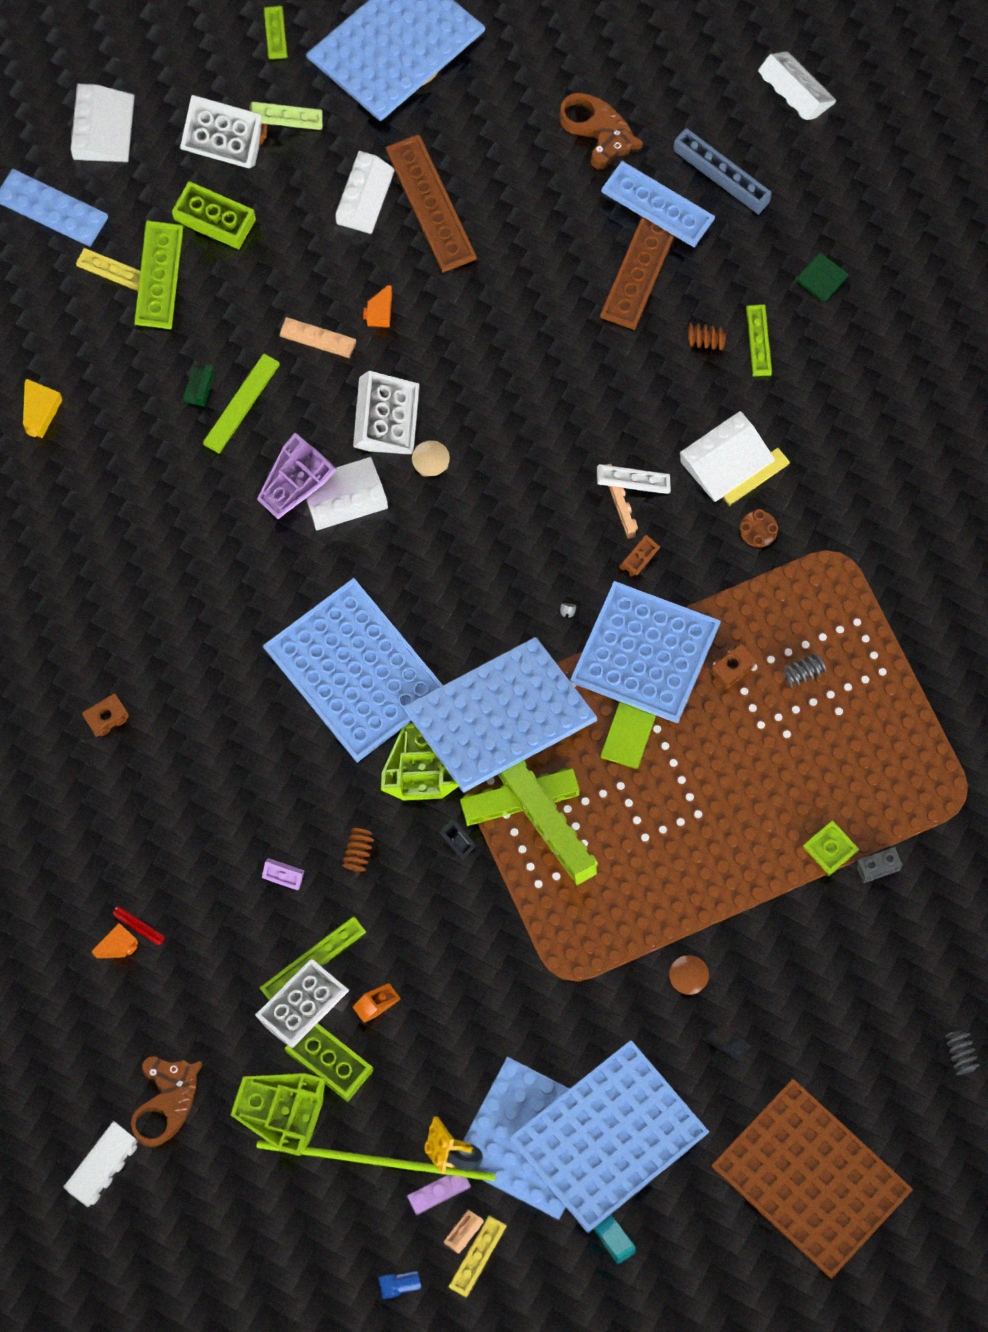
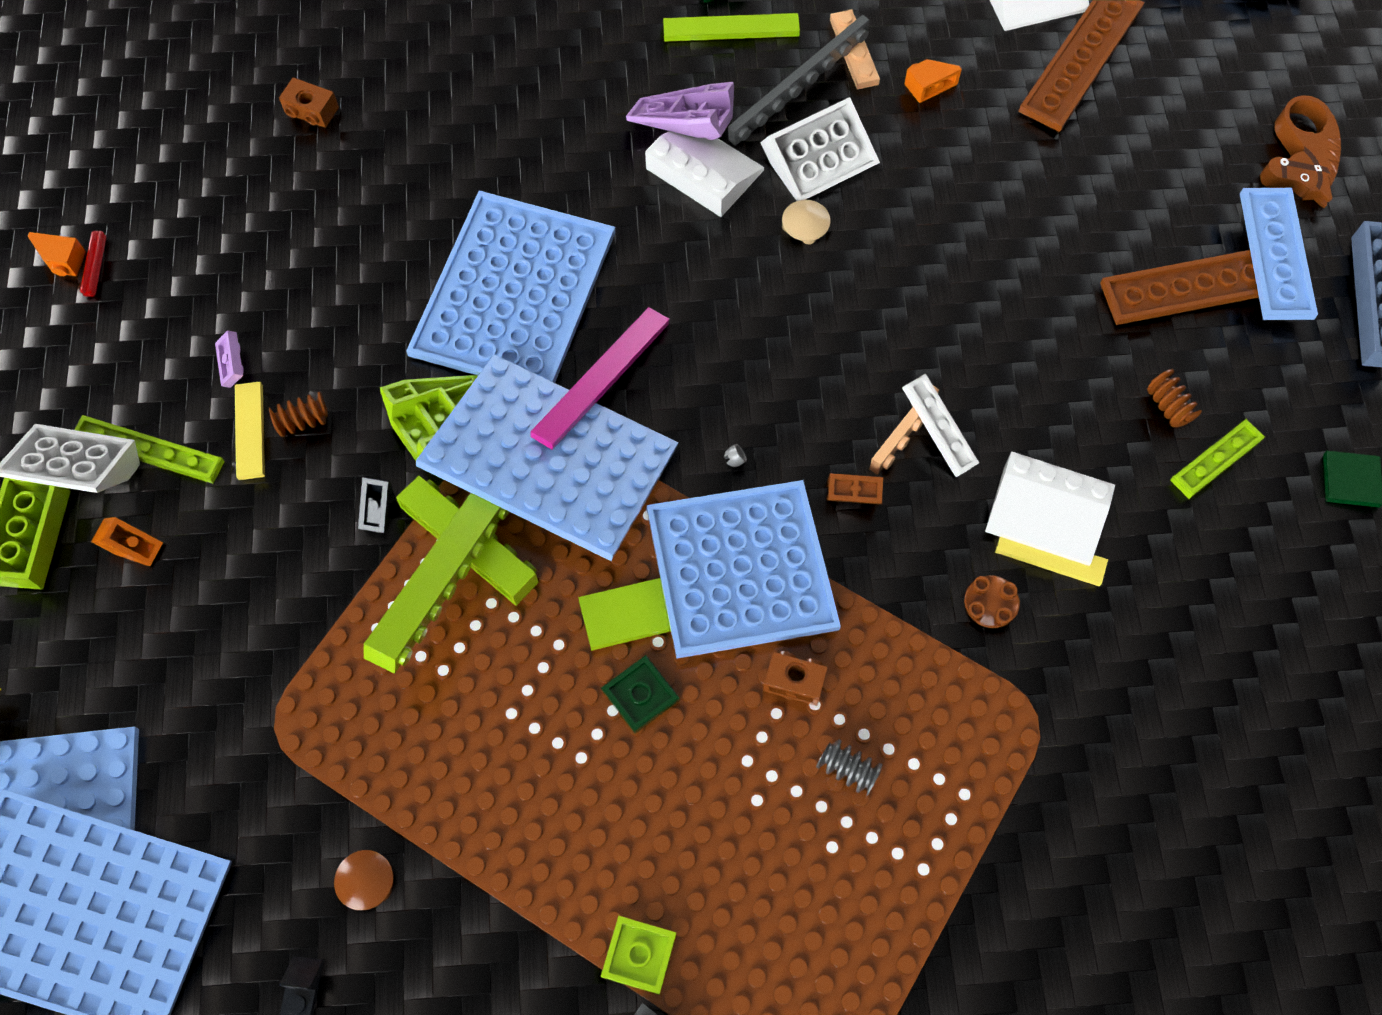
camera: 55 degrees right, 5 degrees down
(327, 398) = (798, 80): none -> dark grey plate
(344, 889) = (249, 431): none -> light yellow tile
(465, 652) = (599, 378): none -> dark pink tile
(683, 757) = (640, 694): none -> dark green tile

